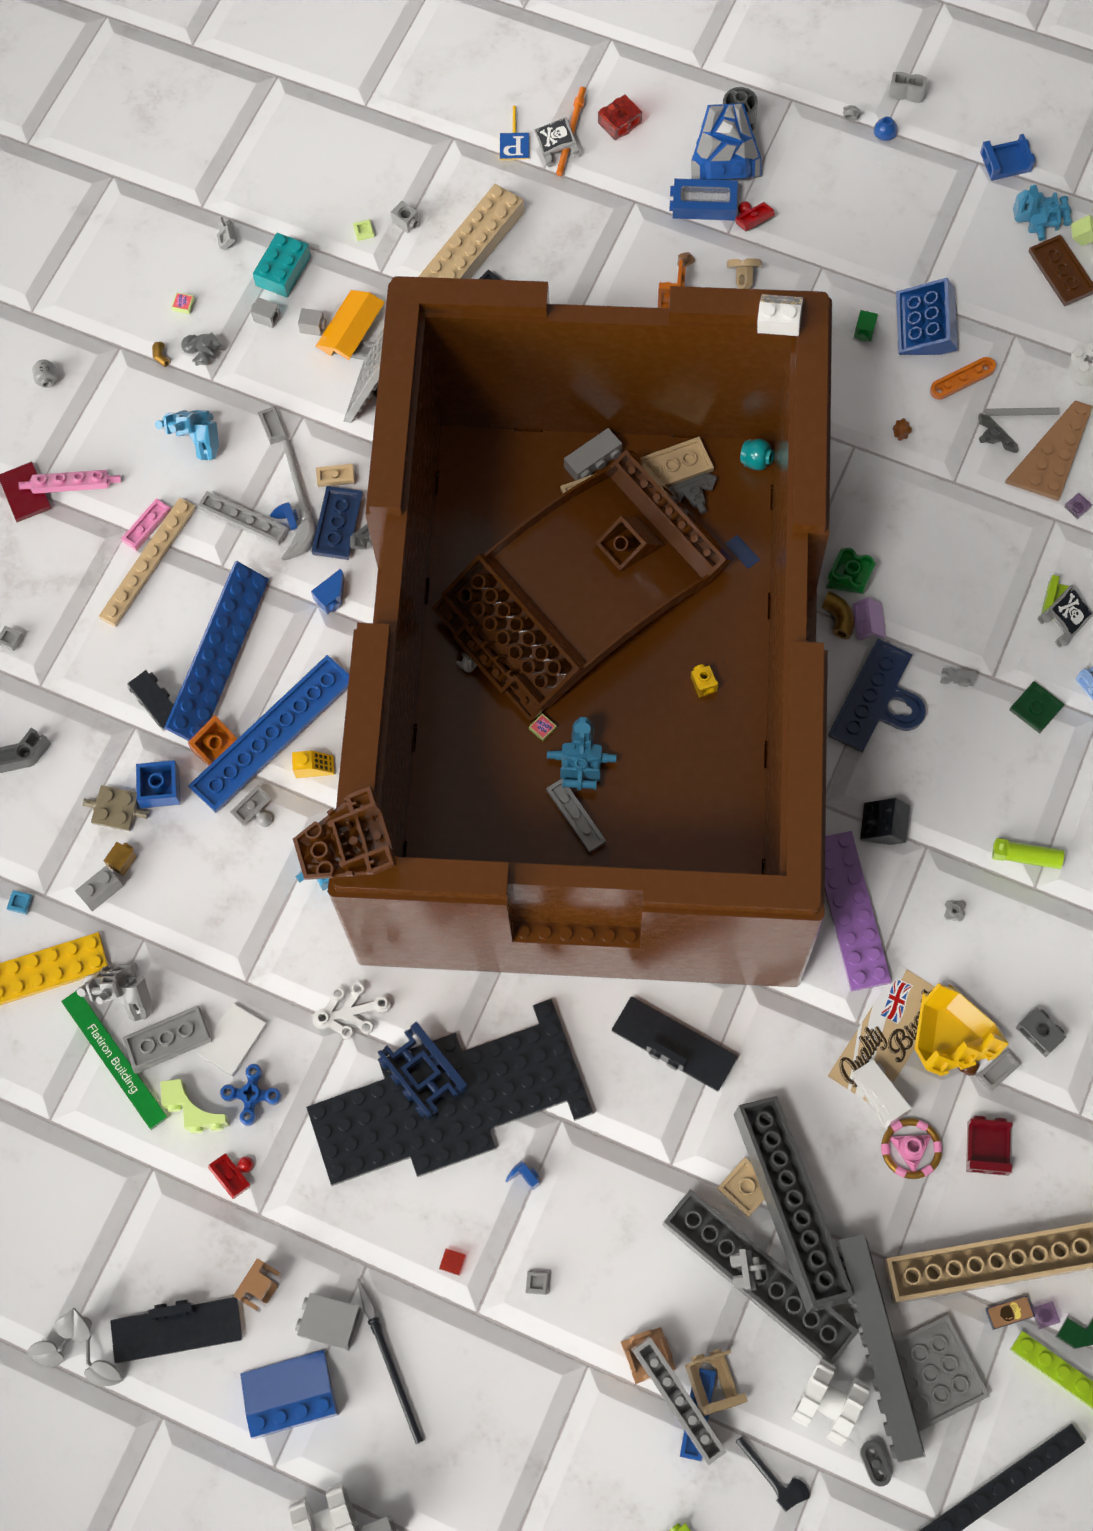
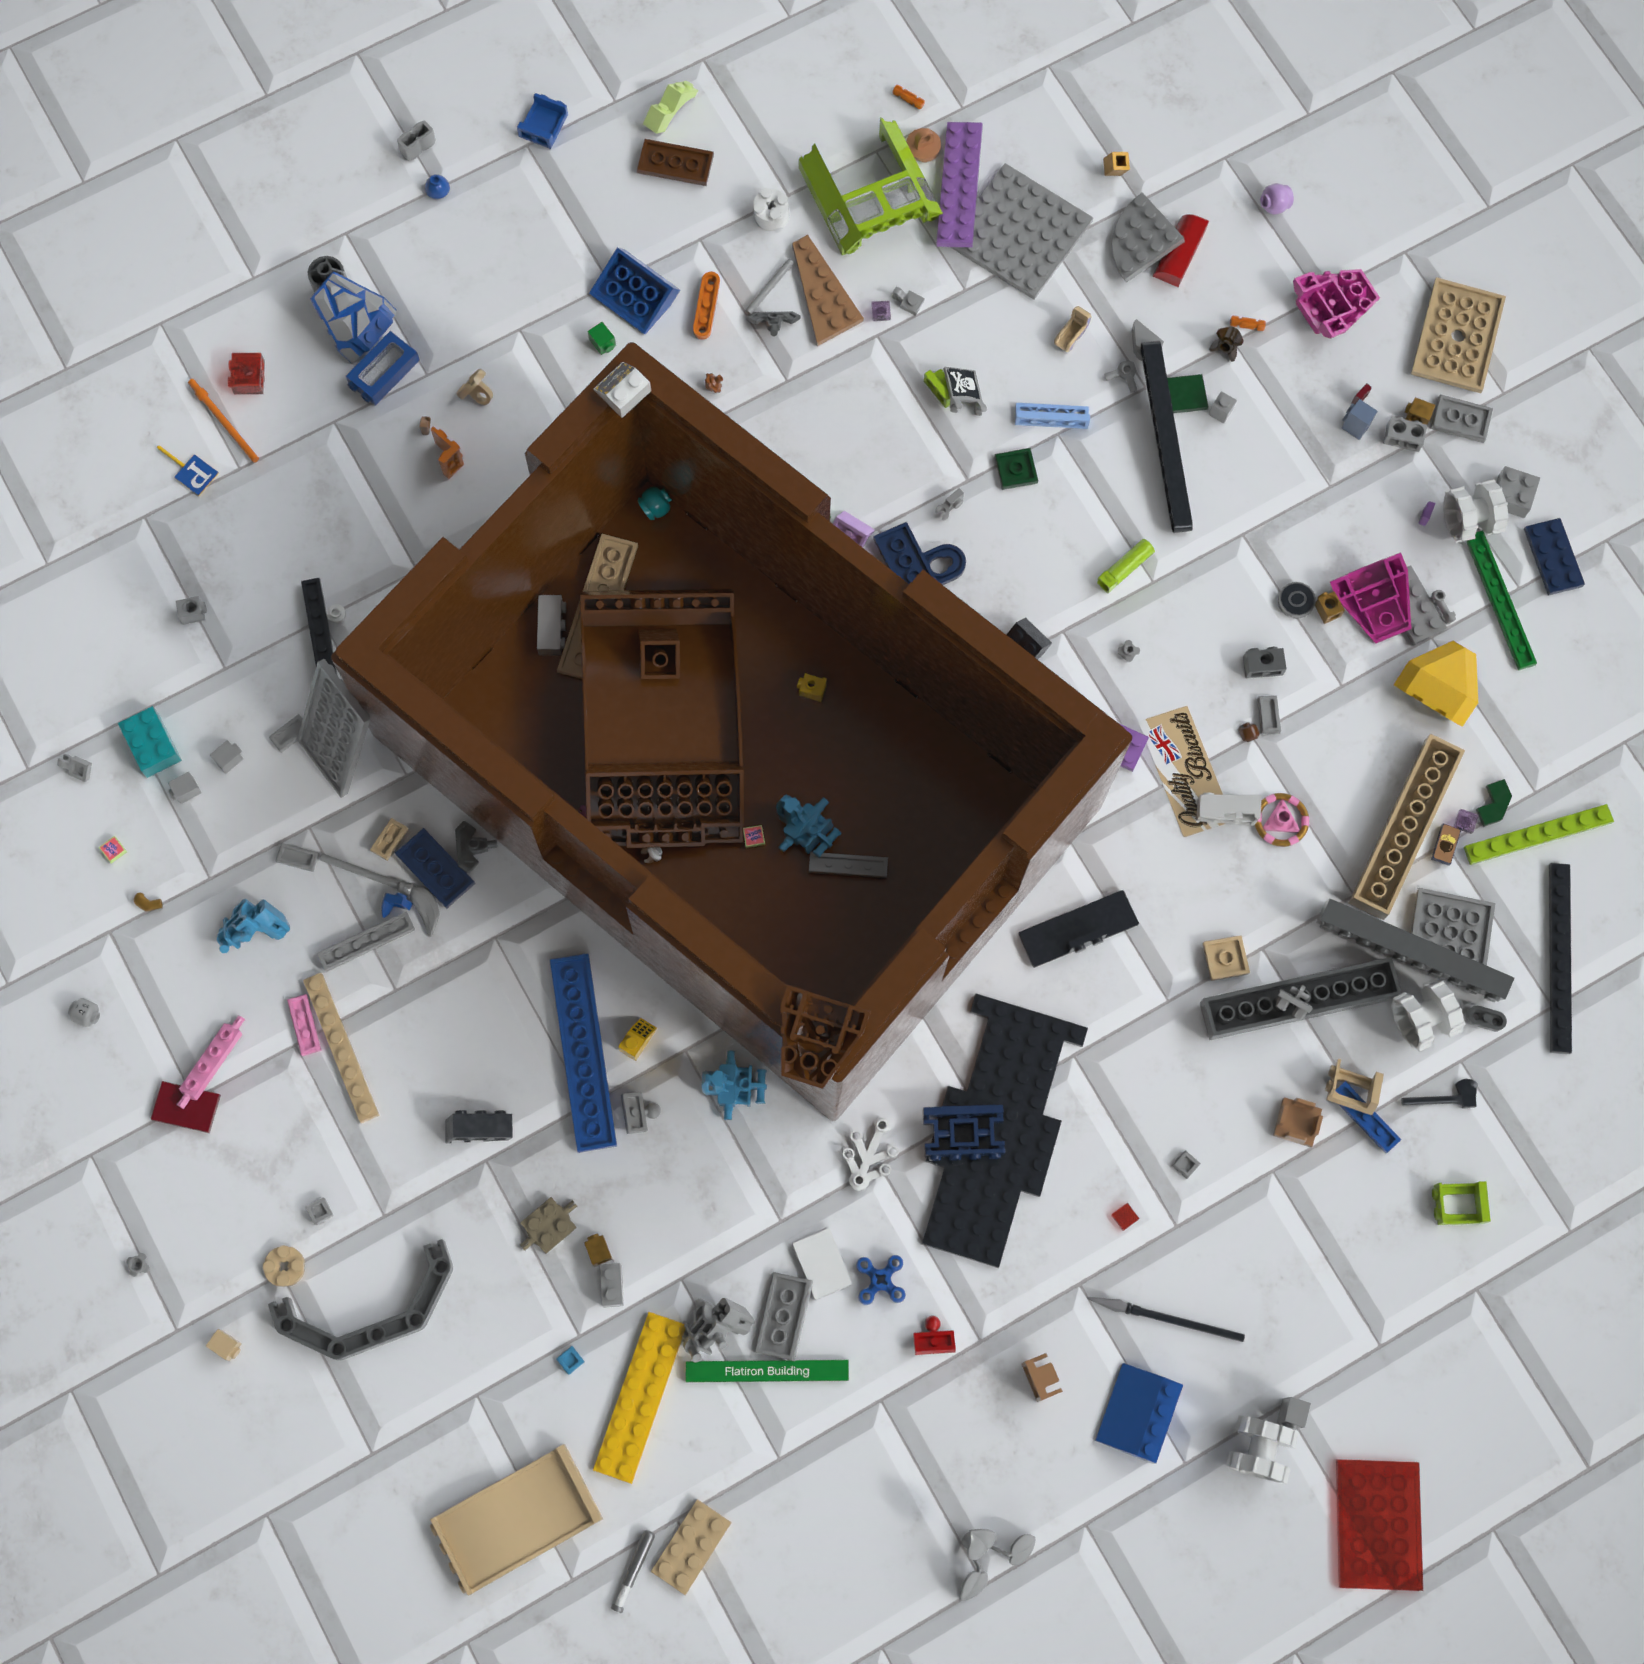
camera: 60 degrees left, 5 degrees up
(158, 784) = (558, 1174): blue brick -> none
(176, 1329) = (1026, 1468): black bracket -> none
(195, 1120) = (837, 1341): yellowish green arch -> none
(204, 344) = (171, 858): dark grey animal -> none
(214, 740) = (555, 1105): orange slope -> none
(217, 651) = (477, 1046): blue plate -> none
(328, 1321) = (1105, 1343): light grey panel -> none
(330, 592) = (495, 919): blue slope -> none
(350, 323) = (256, 726): light orange slope -> none
(363, 230) = (171, 652): yellowish green tile -> none
(477, 235) = (271, 598): tan brick -> none
(530, 1176) = (1101, 1110): blue plate -> none
(555, 138) = (220, 436): flag -> none
(678, 1400) = (1352, 1121): light grey brick -> none
(693, 490) = (644, 574): dark grey piece -> none
(742, 551) = (724, 577): dark blue sticker -> none
(753, 216) = (430, 344): red plate -> none
(792, 1205) = (1267, 933): dark grey brick -> none
(851, 112) = (400, 199): light grey plate -> none
(954, 1032) = (1221, 722): yellow panel -> none
(988, 1146) = (1319, 765): dark red panel -> none
(1041, 211) = (613, 135): dark azure piece -> none

